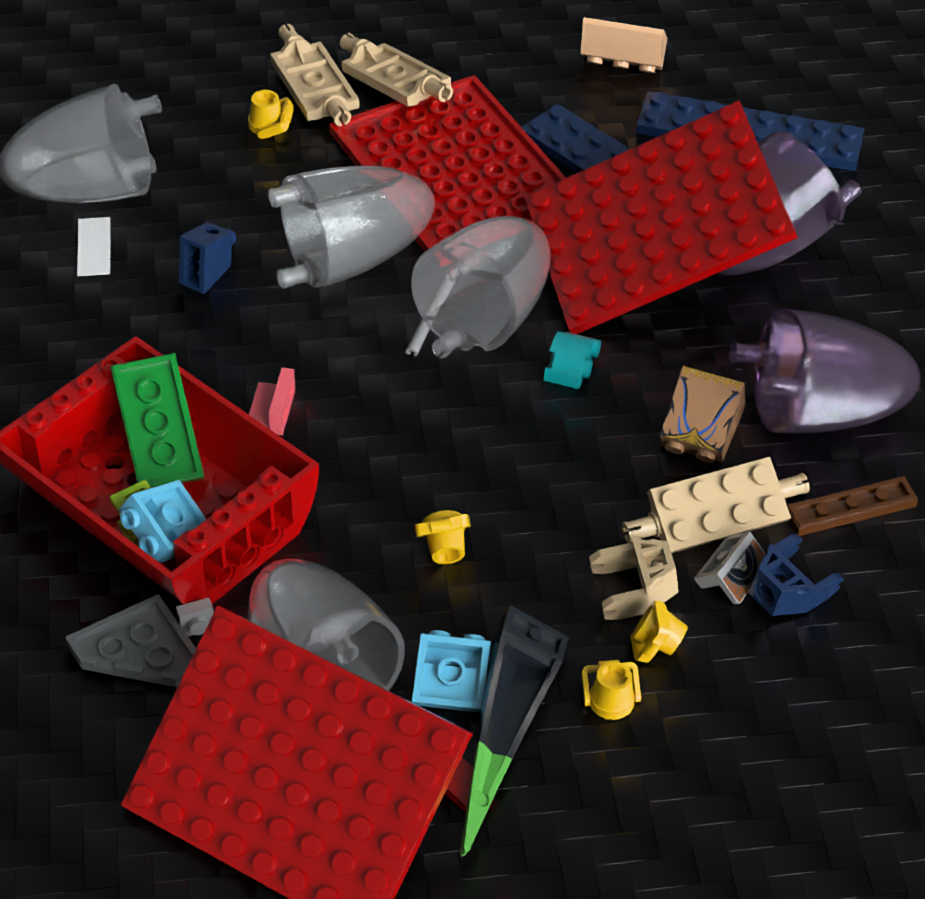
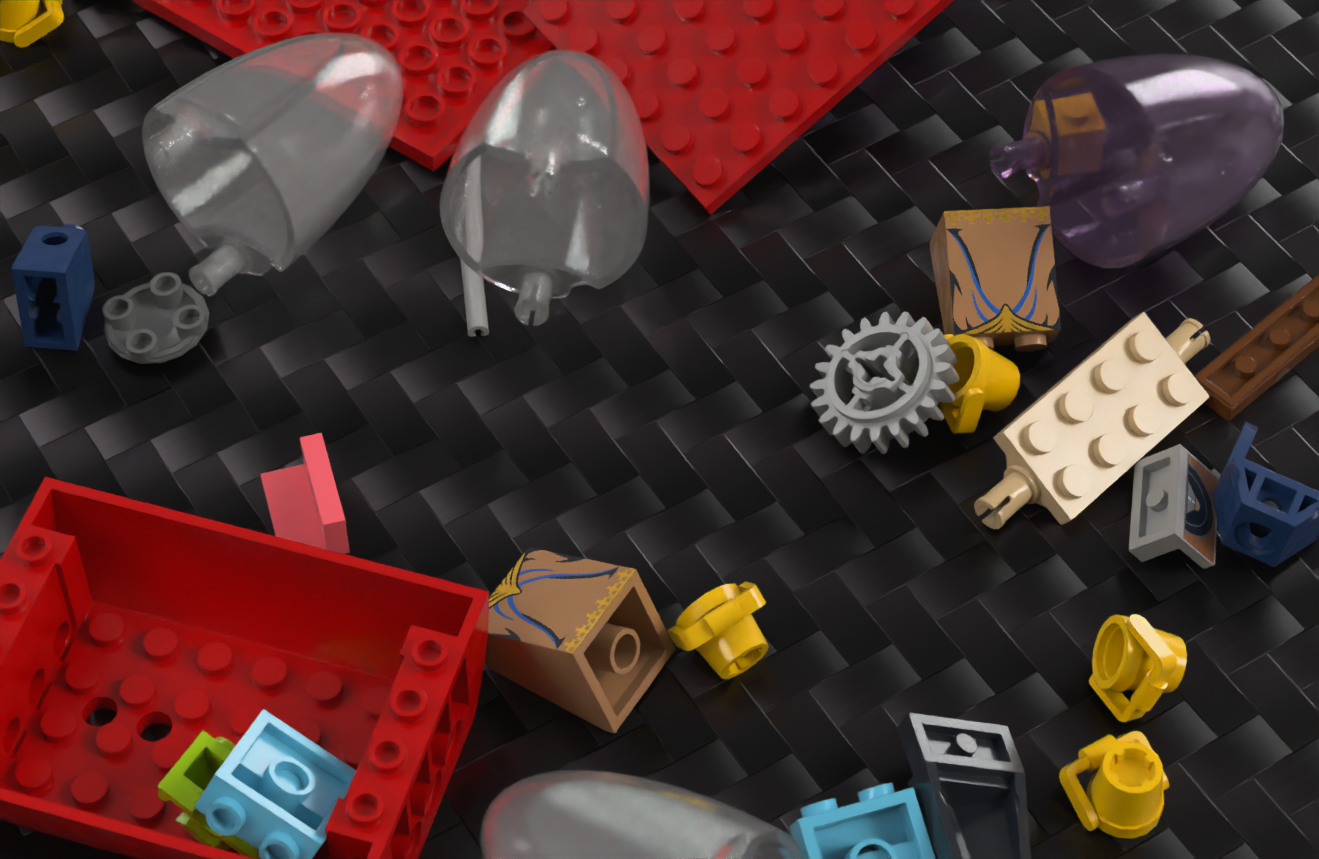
camera: 25 degrees left, 5 degrees up
(157, 421) = (160, 617): green tile -> none
(248, 290) = (155, 320): none -> dark grey dish
(367, 511) = (577, 635): none -> medium nougat slope
(571, 359) = (738, 256): teal cylinder -> none
(606, 446) = (881, 373): none -> light grey gear
(655, 572) = (1077, 563): tan piece -> none
(657, 460) = (985, 383): none -> yellow piece

